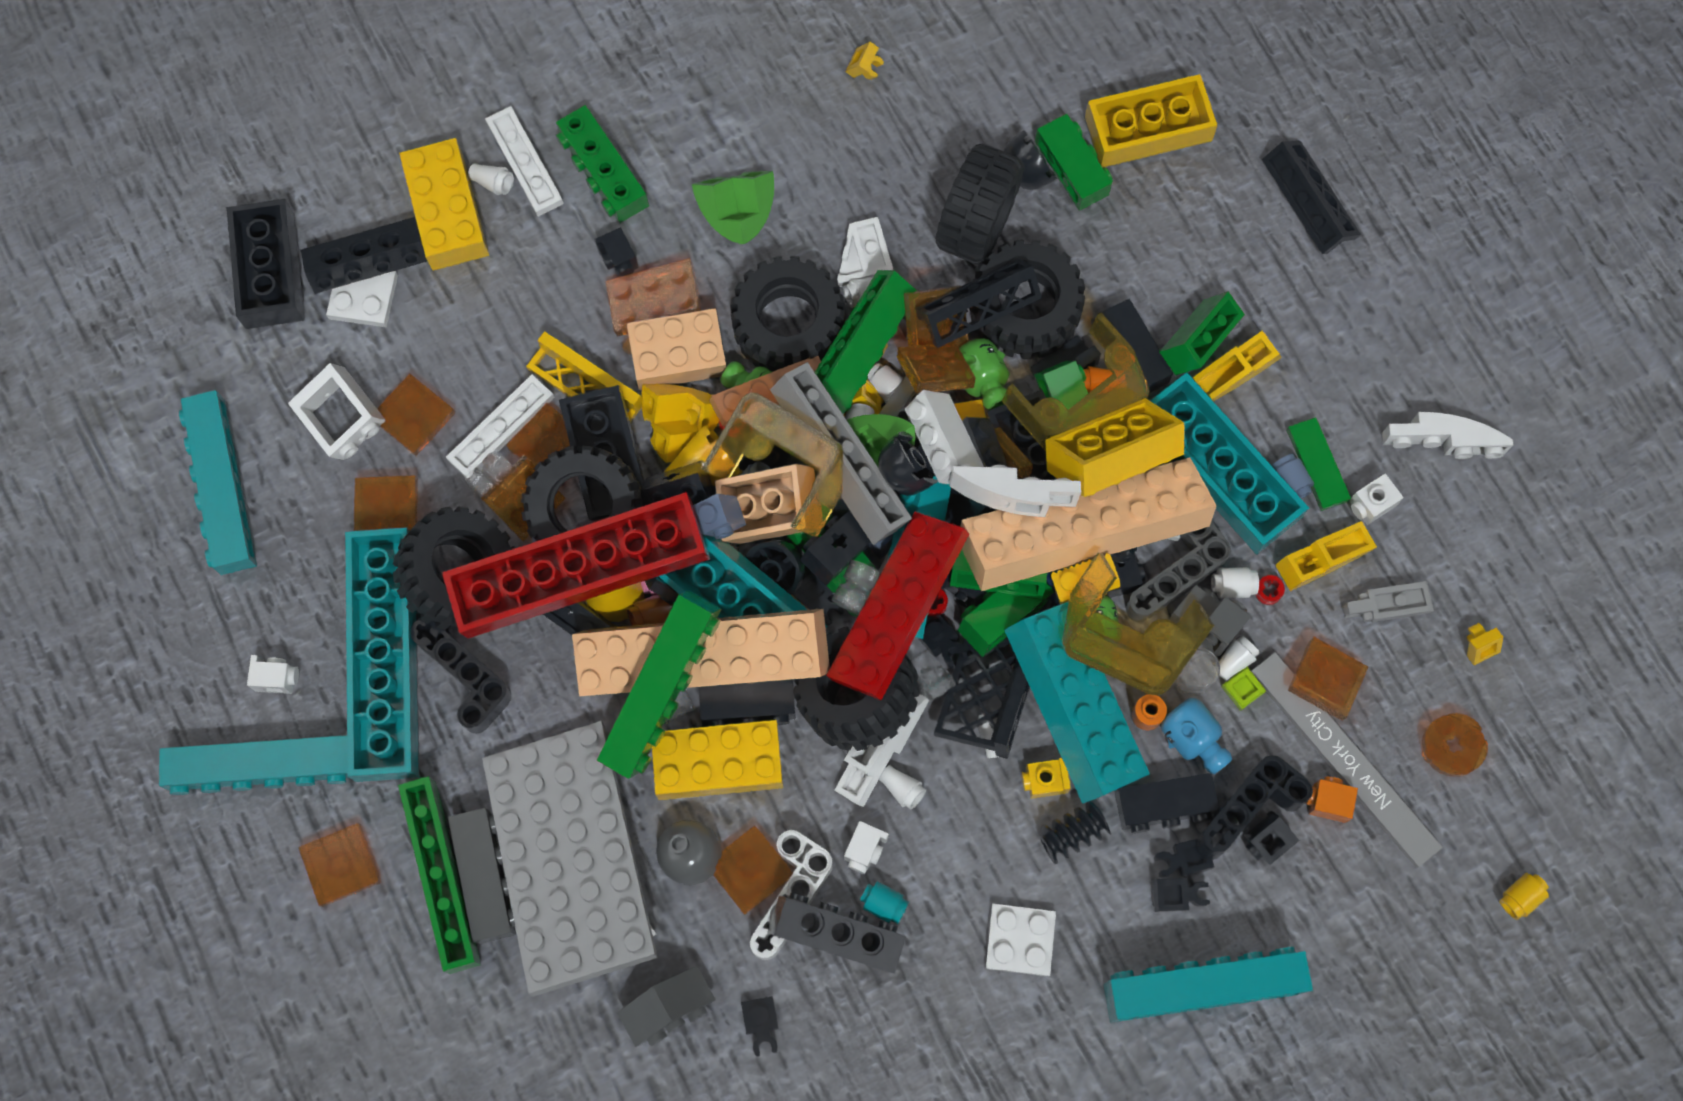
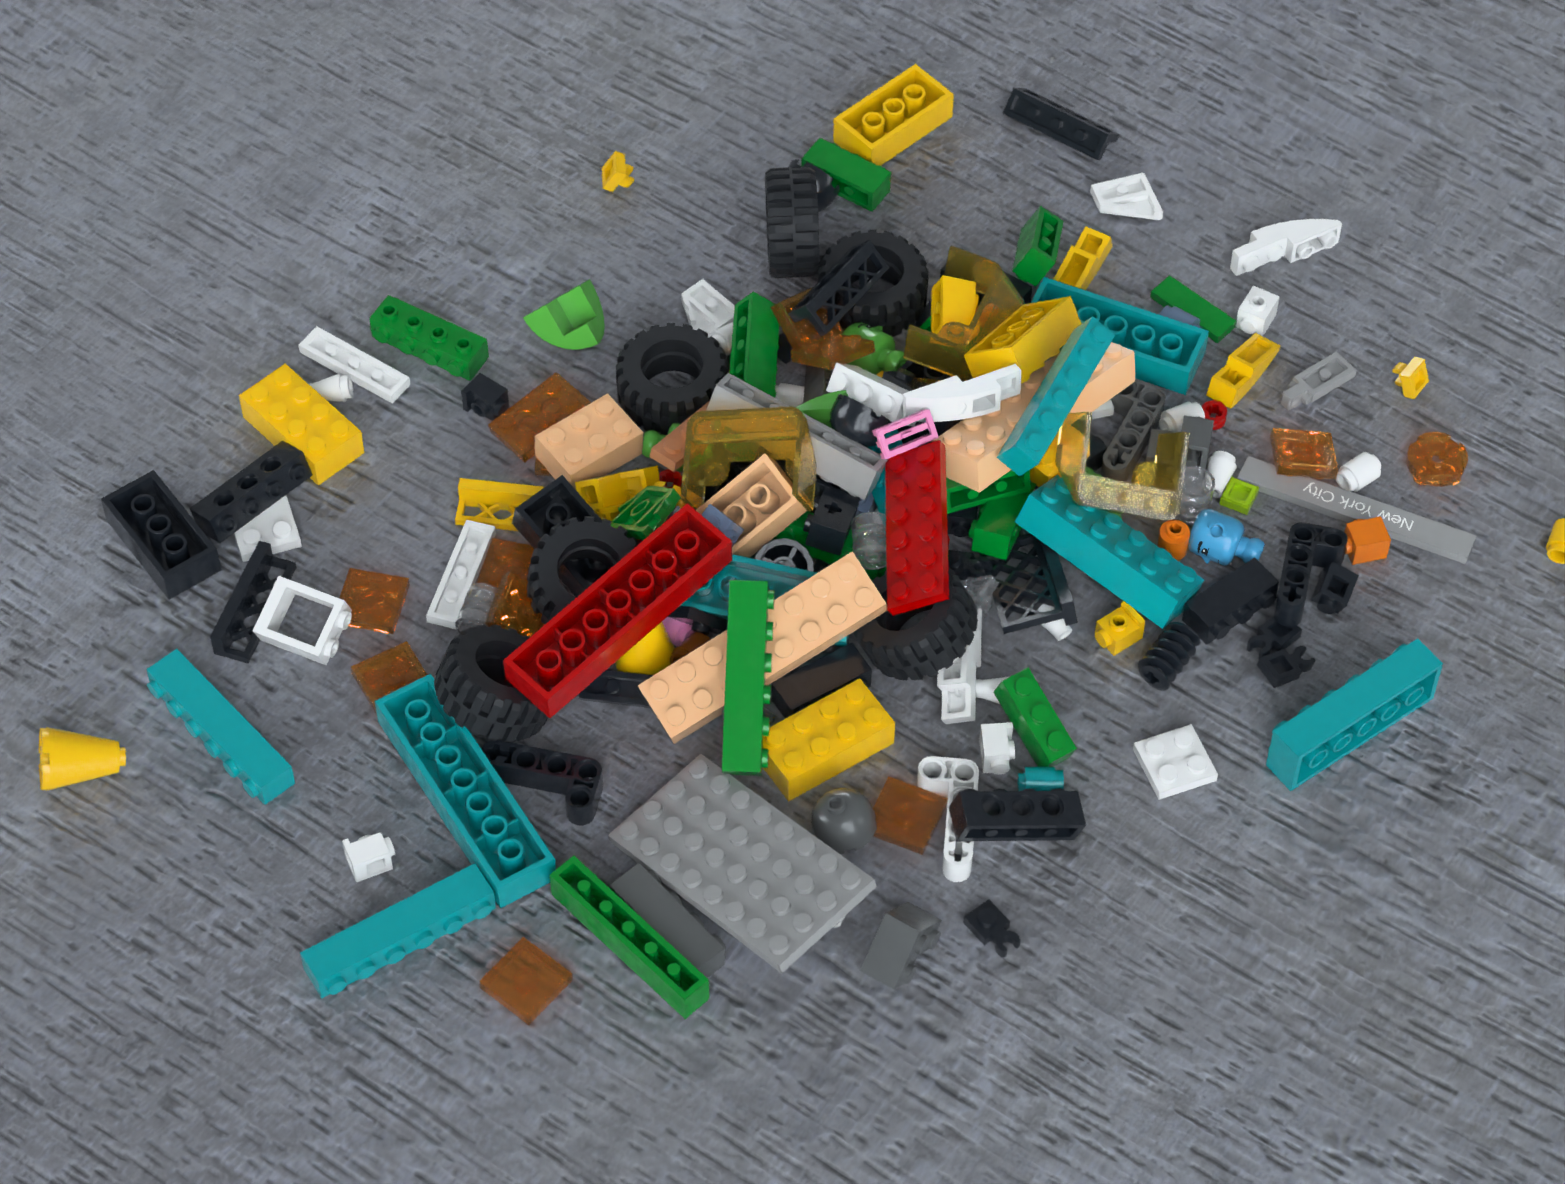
camera: 30 degrees left, 20 degrees down
(81, 456) = (76, 757): none -> yellow cone
(304, 360) = (241, 600): none -> black fence
(665, 463) = (646, 511): none -> green wing
(909, 842) = (1034, 719): none -> green brick
(936, 500) = (883, 442): none -> bright pink tile
(1071, 376) = (952, 302): none -> yellow brick
(1100, 534) = (1055, 396): none -> teal brick
(1326, 311) = (1127, 197): none -> white wing
(1370, 723) = (1359, 472): none -> white brick

